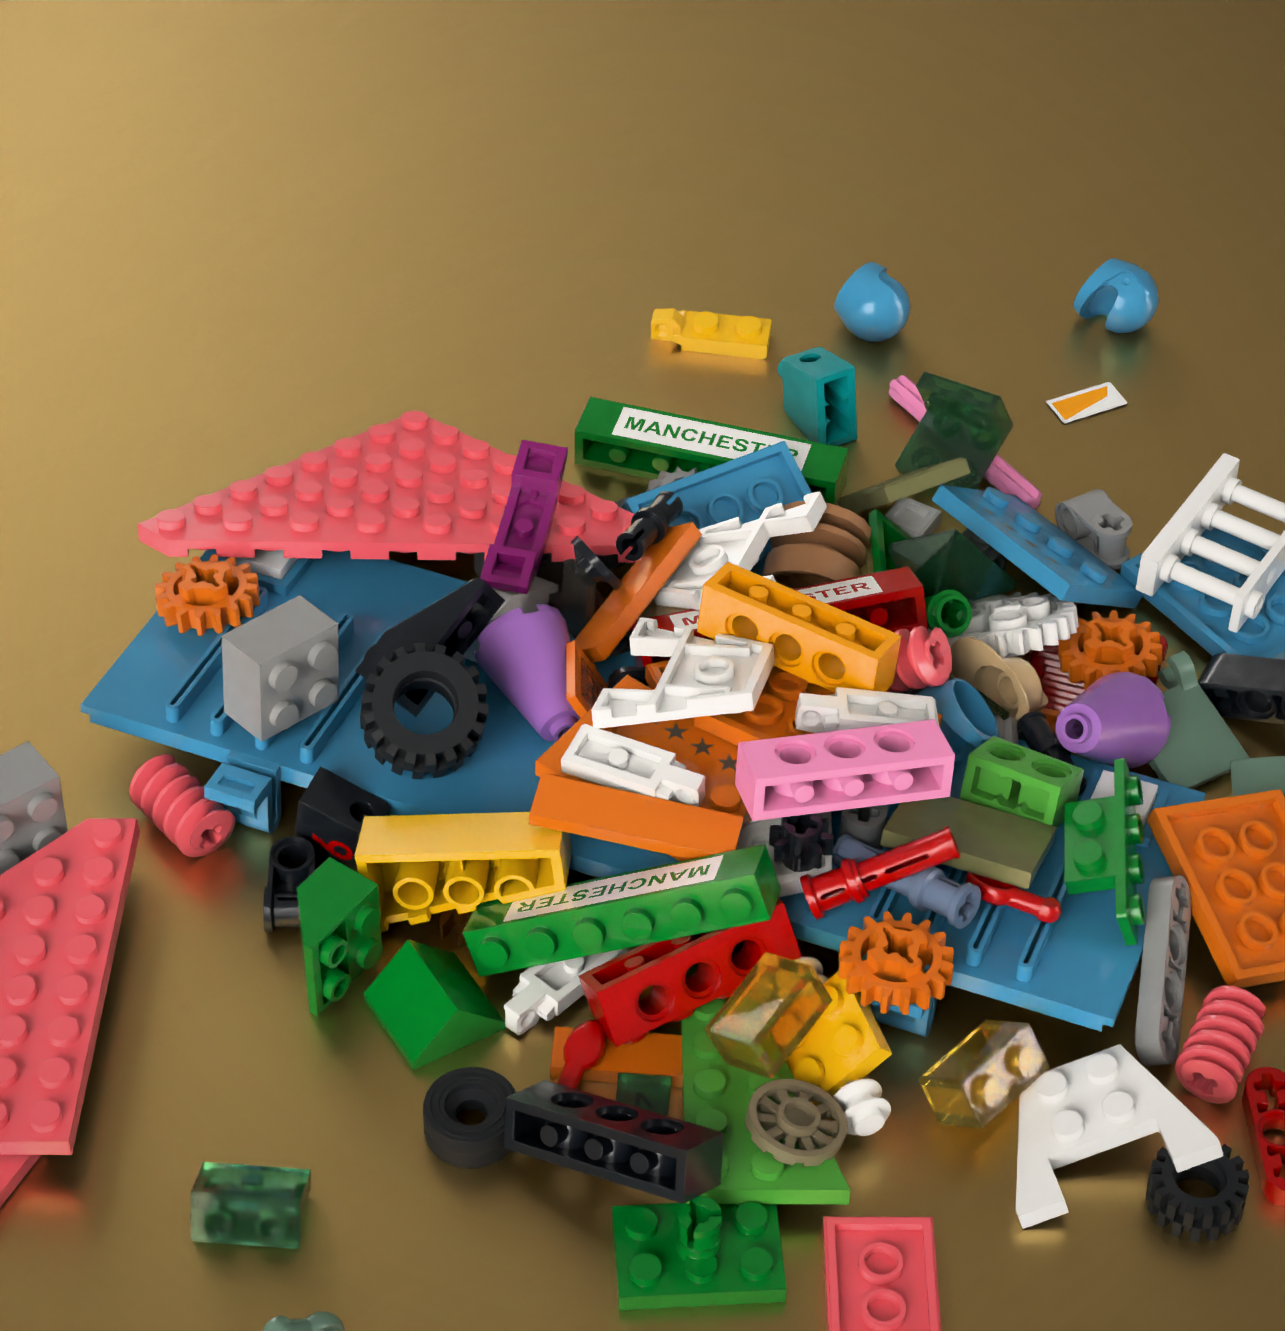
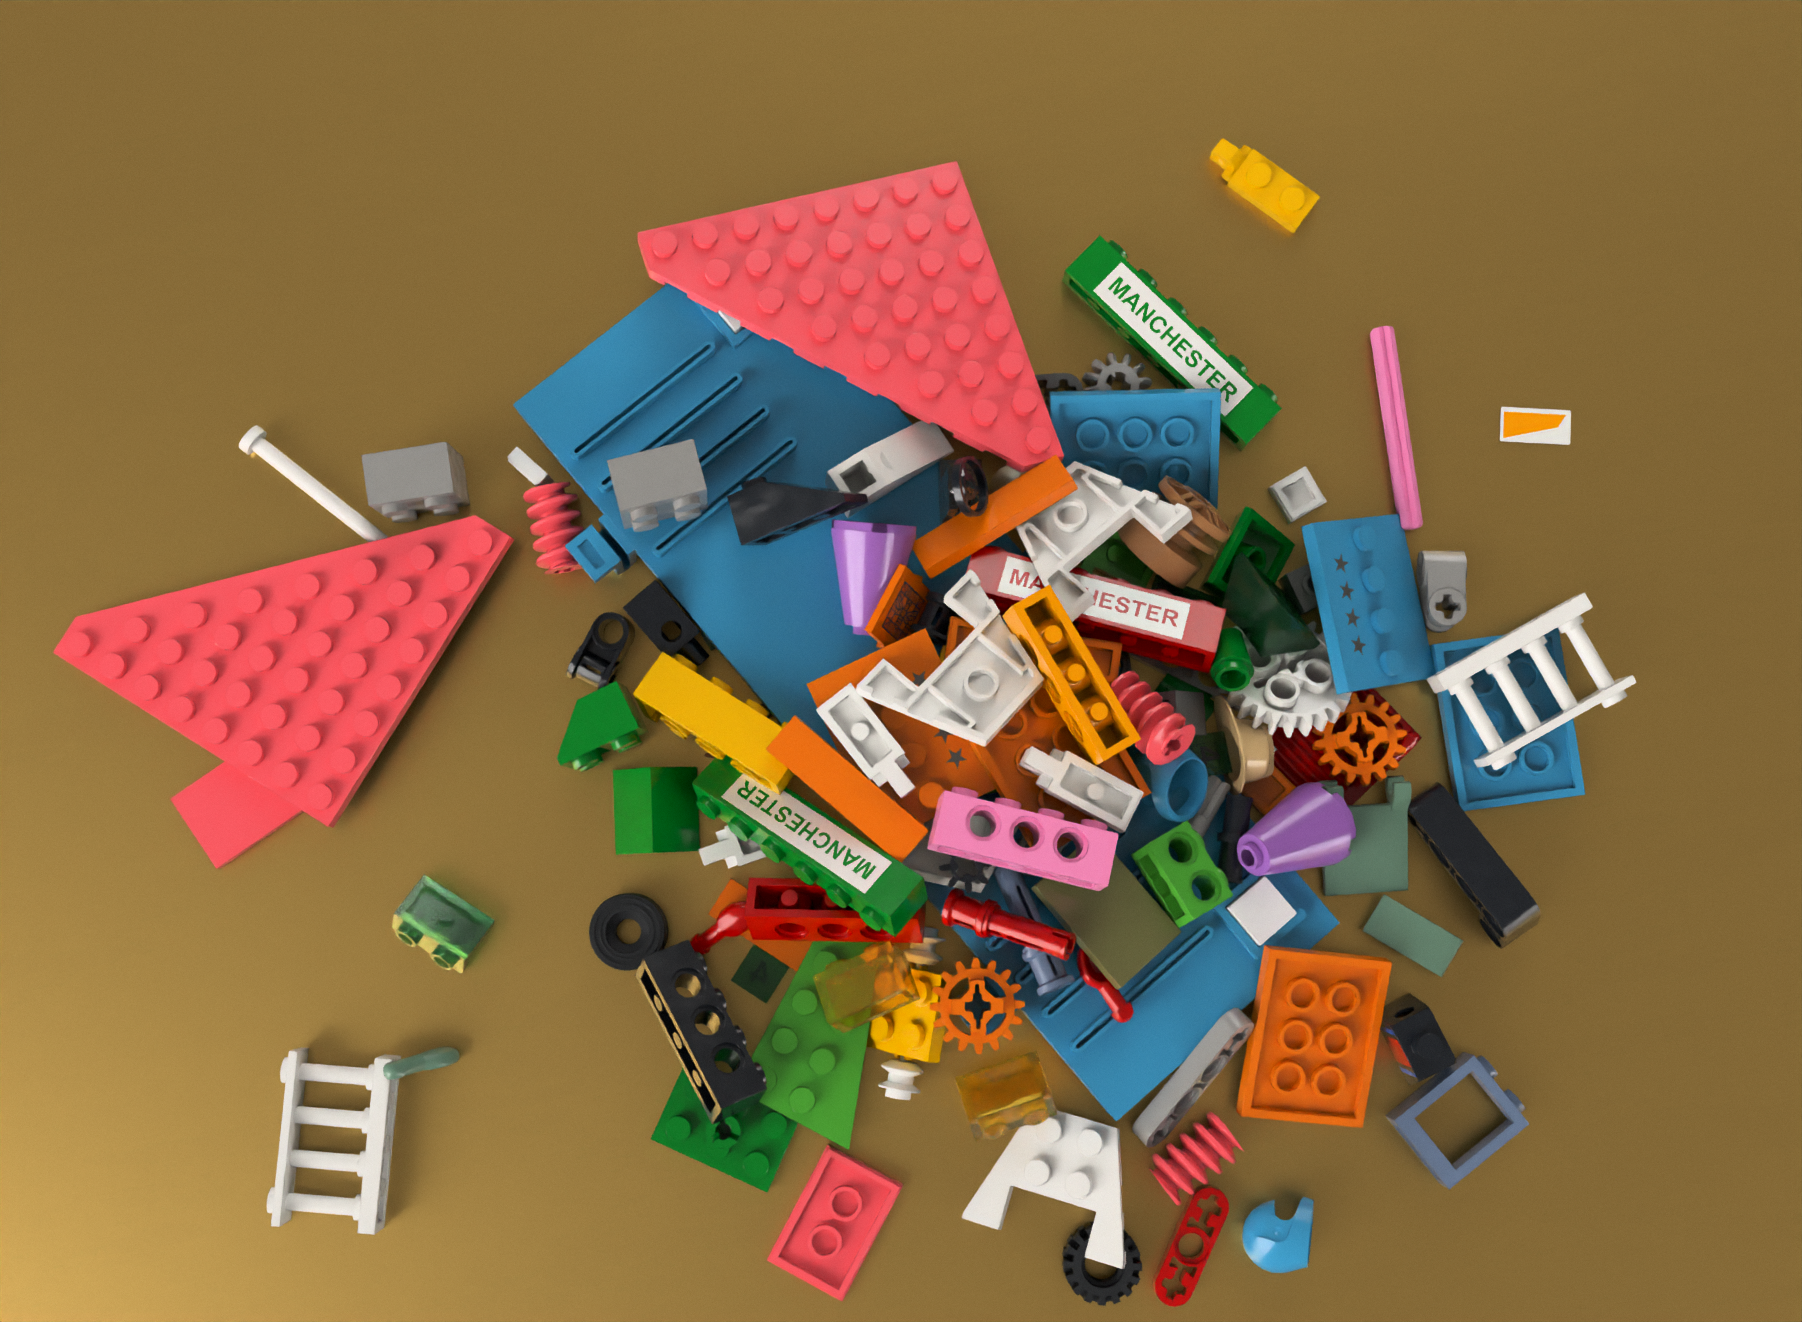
camera: 30 degrees right, 40 degrees up
(116, 772) = (529, 468): none -> white tile
(207, 594) = (678, 334): orange gear -> none
(423, 671) = (730, 610): black tyre -> none
(526, 517) = (936, 408): magenta slope -> none
(649, 525) = (1039, 459): black pin -> none
(796, 1121) = (841, 1078): dark tan wheel -> none
(820, 395) = (1298, 321): teal torso -> none
(873, 304) = (1412, 233): dark azure helmet -> none
(905, 485) = (1295, 486): olive tile -> none
(956, 425) = (1378, 438): clear green bracket -> none
(1102, 848) = (1203, 971): green bracket -> none
(1125, 296) = (1646, 329): dark azure helmet -> none

